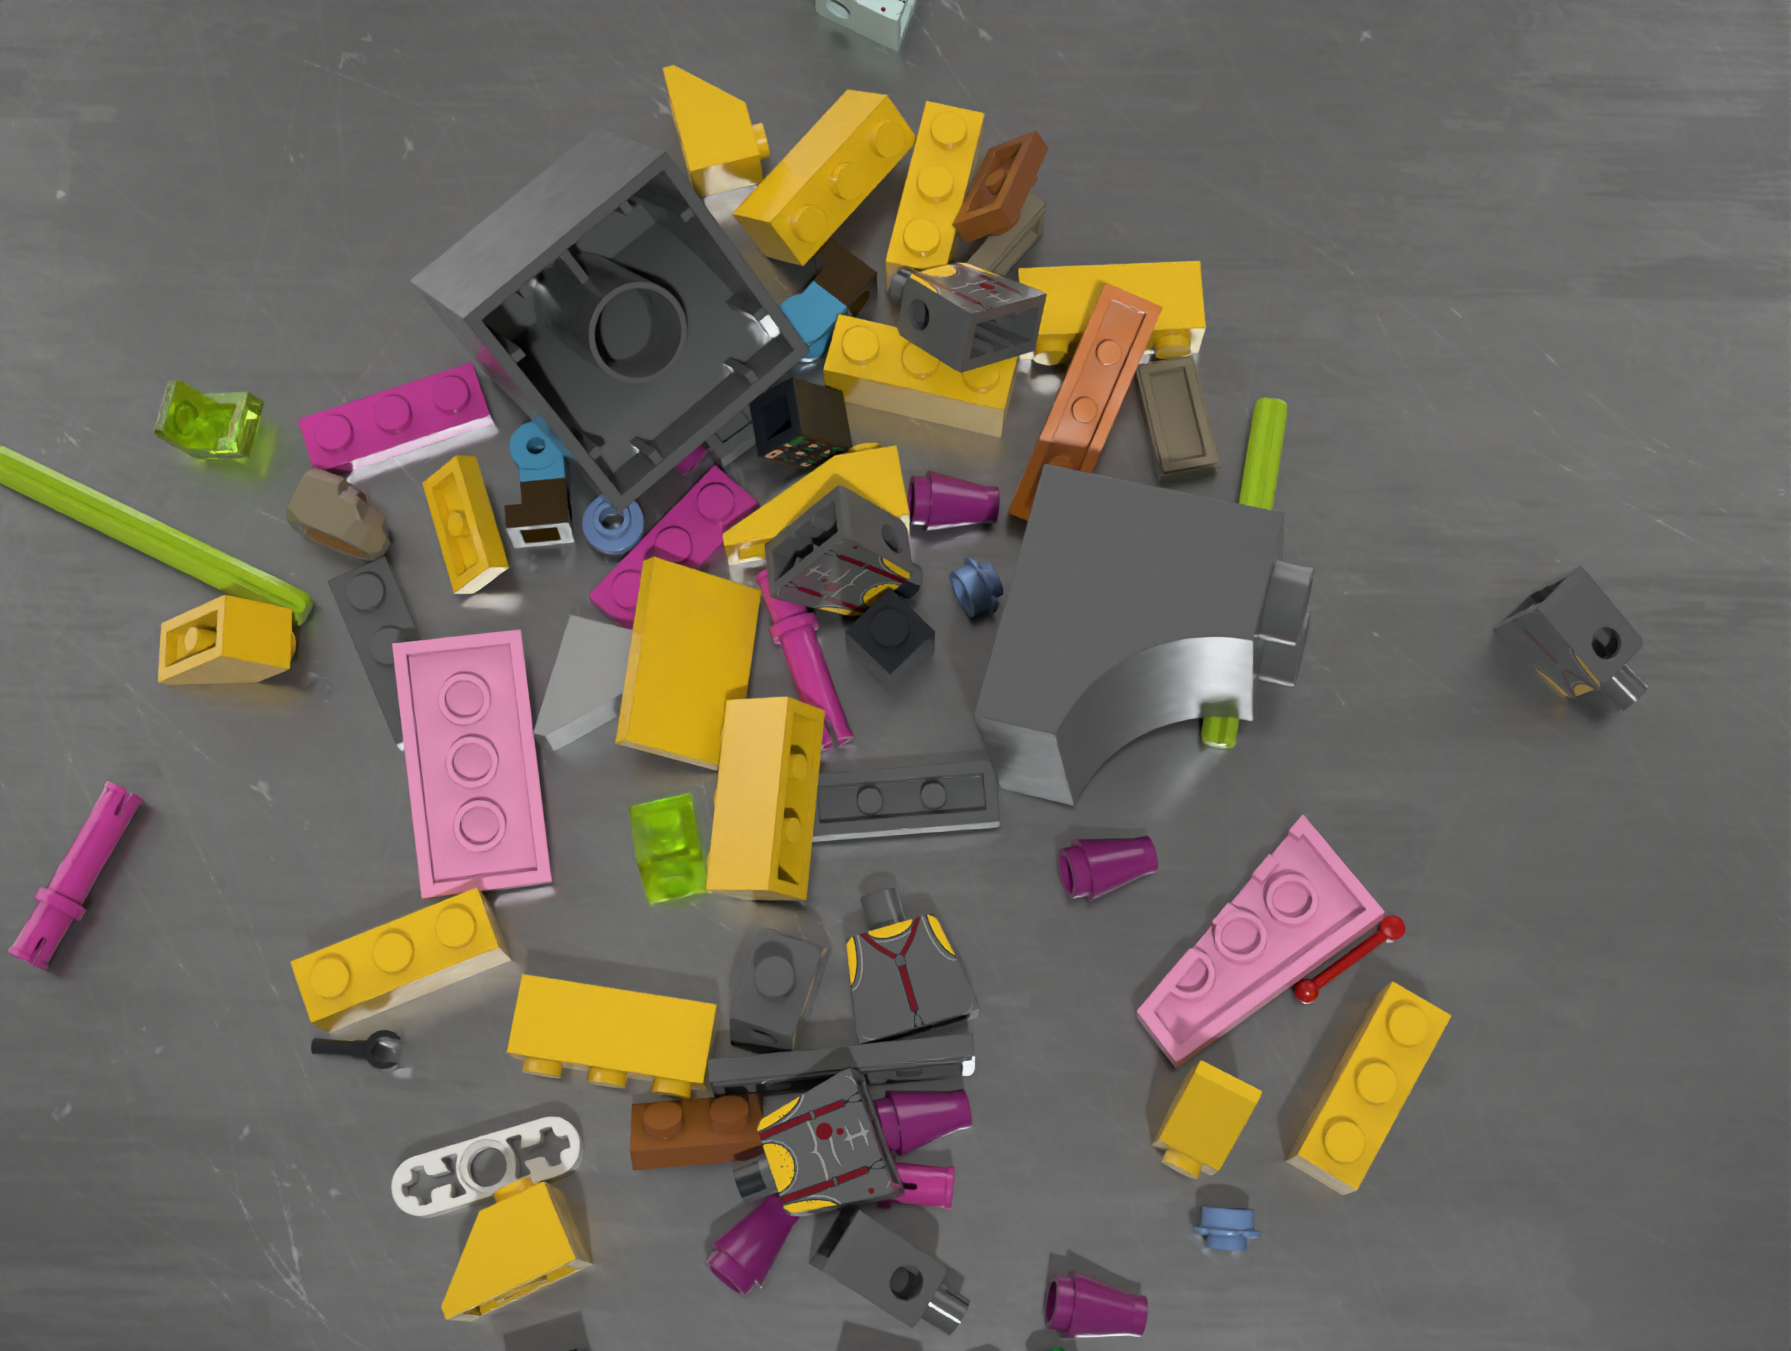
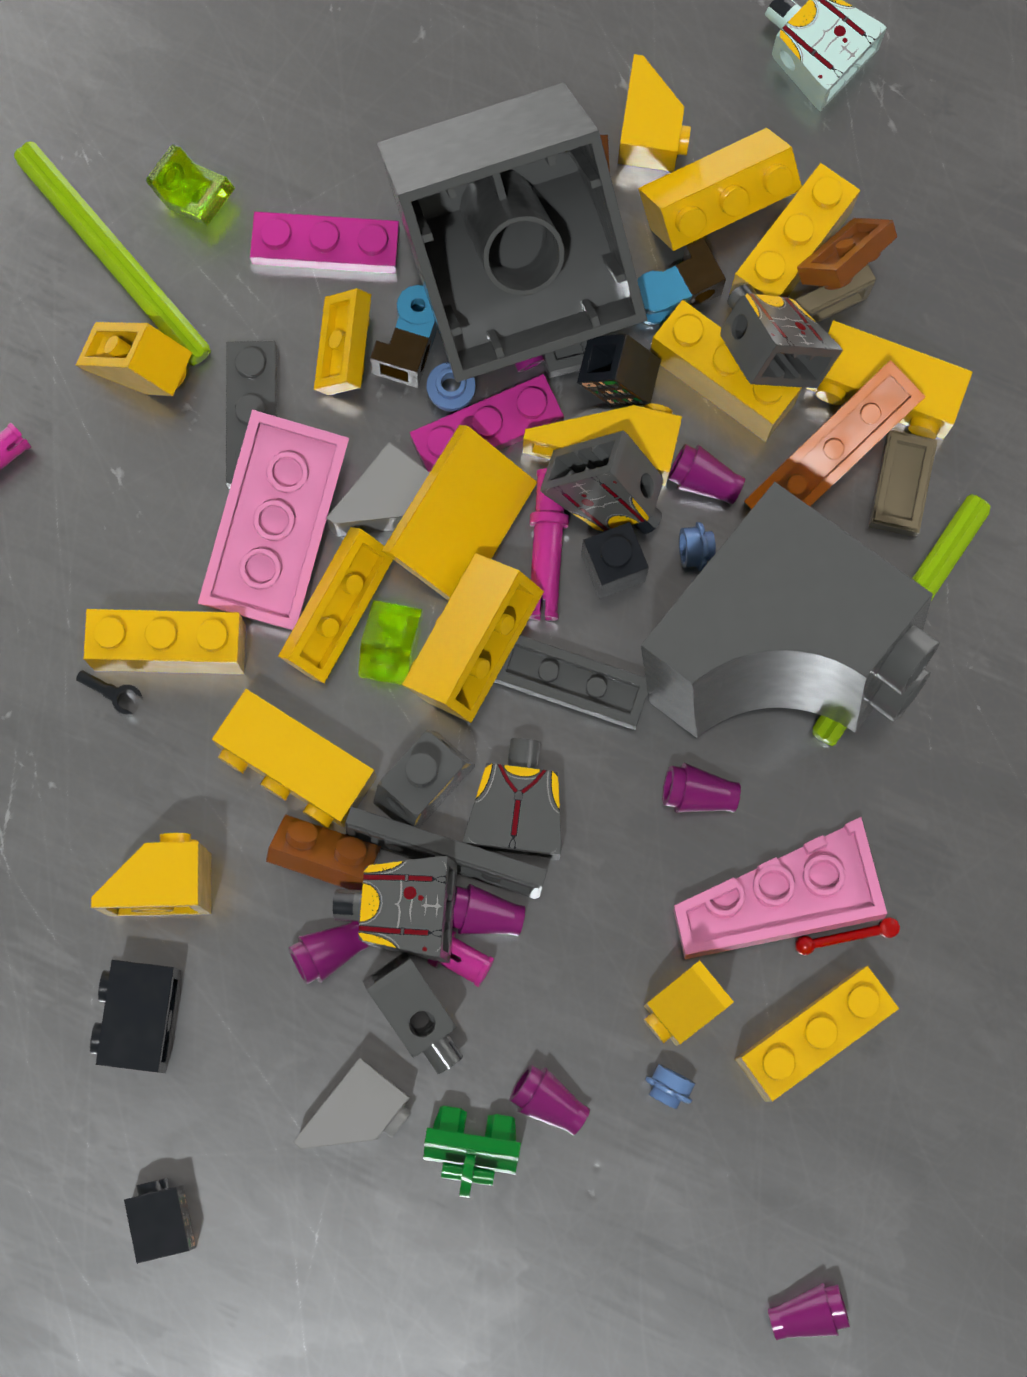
camera: 20 degrees right, 5 degrees up
(337, 516) = (253, 296): dark tan rock -> none
(436, 1165) = (130, 796): white beam -> none
(588, 831) = (336, 605): none -> yellow plate

